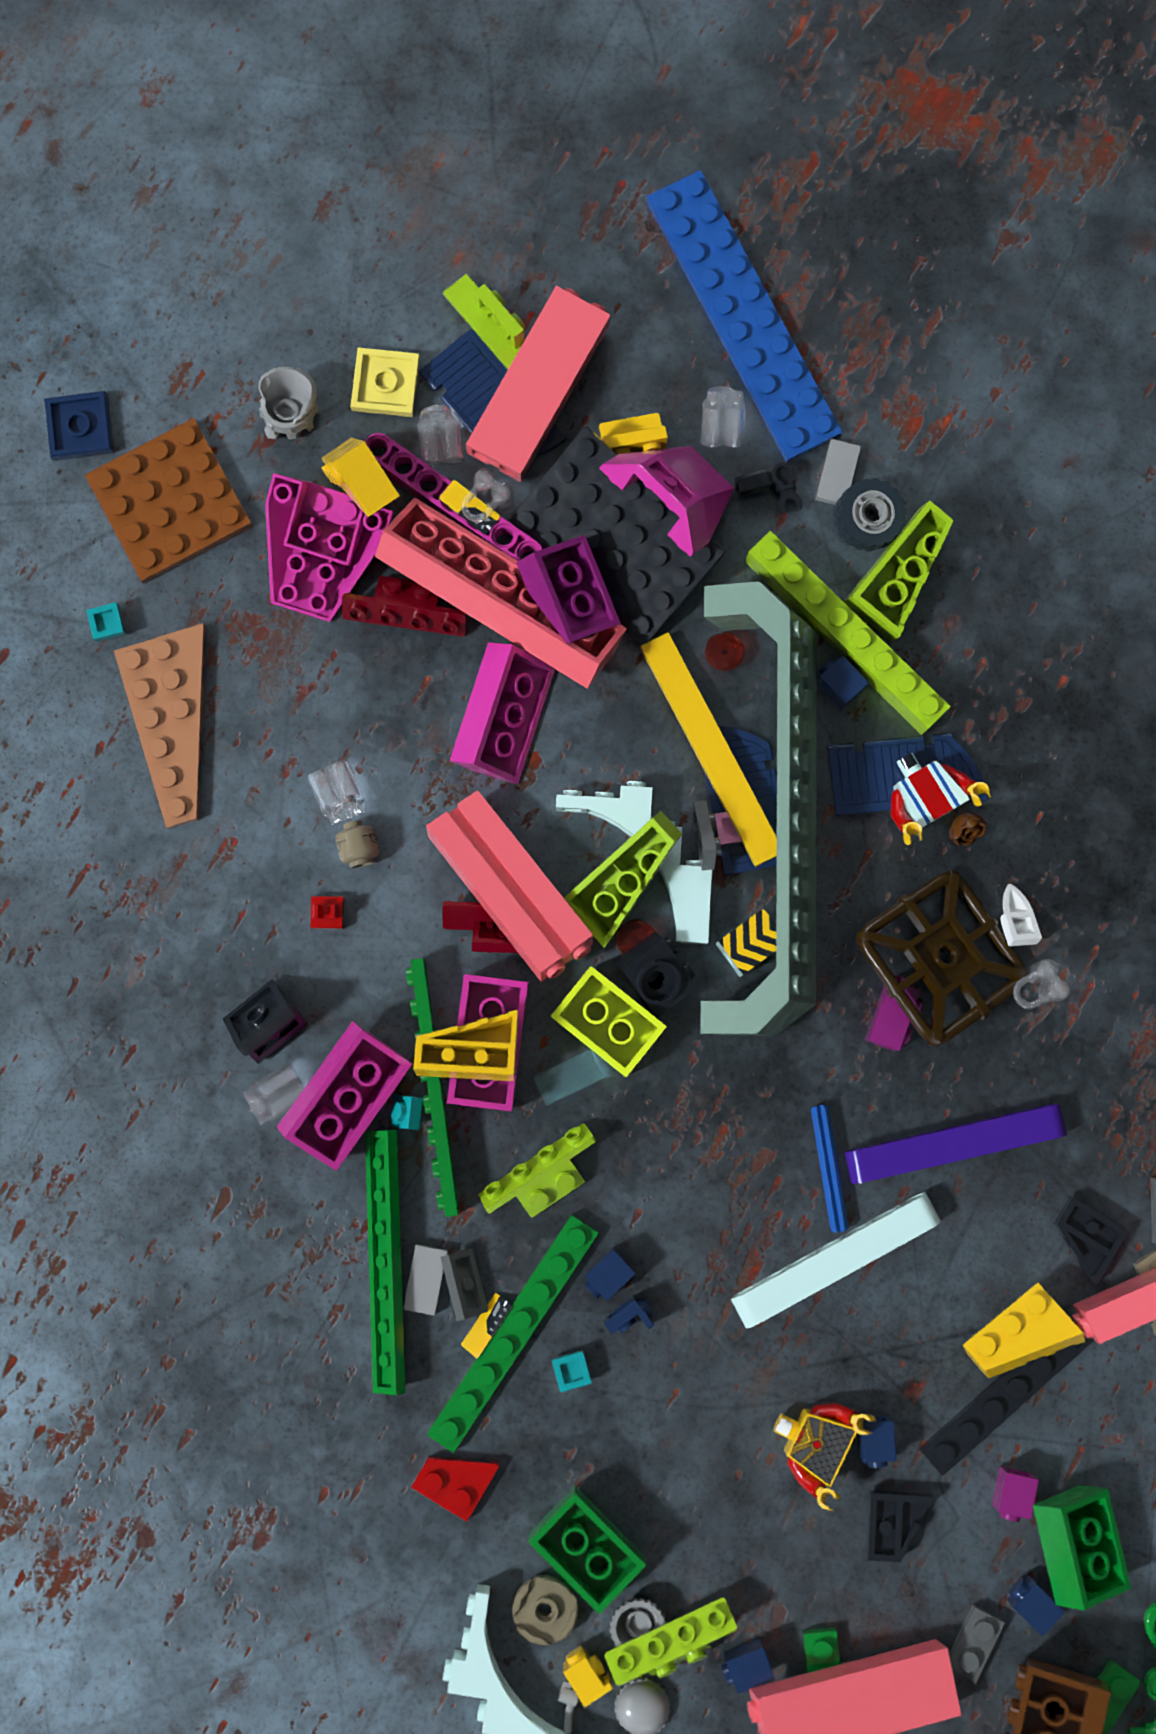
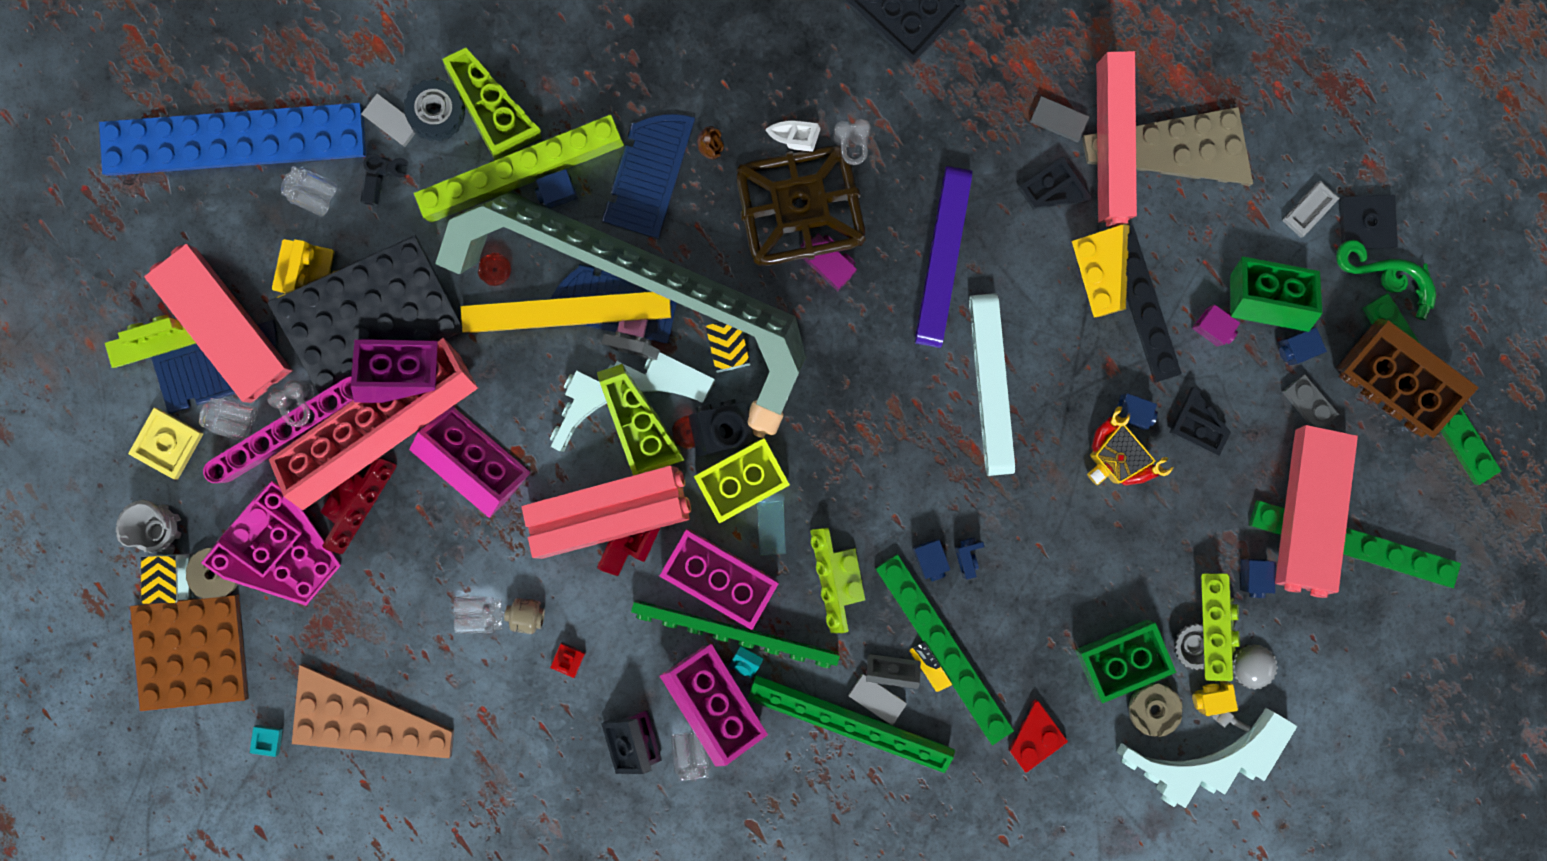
camera: 65 degrees left, 5 degrees up
(79, 425) = (98, 699): dark blue tile -> none
(239, 442) = (164, 578): none -> piece
(249, 482) = (201, 584): none -> dark tan plate
(359, 475) = (232, 495): yellow wedge -> none
(453, 498) = (281, 429): yellow sticker -> none
(470, 1051) = (719, 596): yellow wedge -> none
(571, 1371) = (990, 617): teal plate -> none
(683, 483) = (346, 245): dark pink wedge -> none
(685, 1017) = (763, 420): none -> light nougat head
(829, 1168) = (922, 359): blue axle -> none
(929, 794) = (672, 160): torso -> none

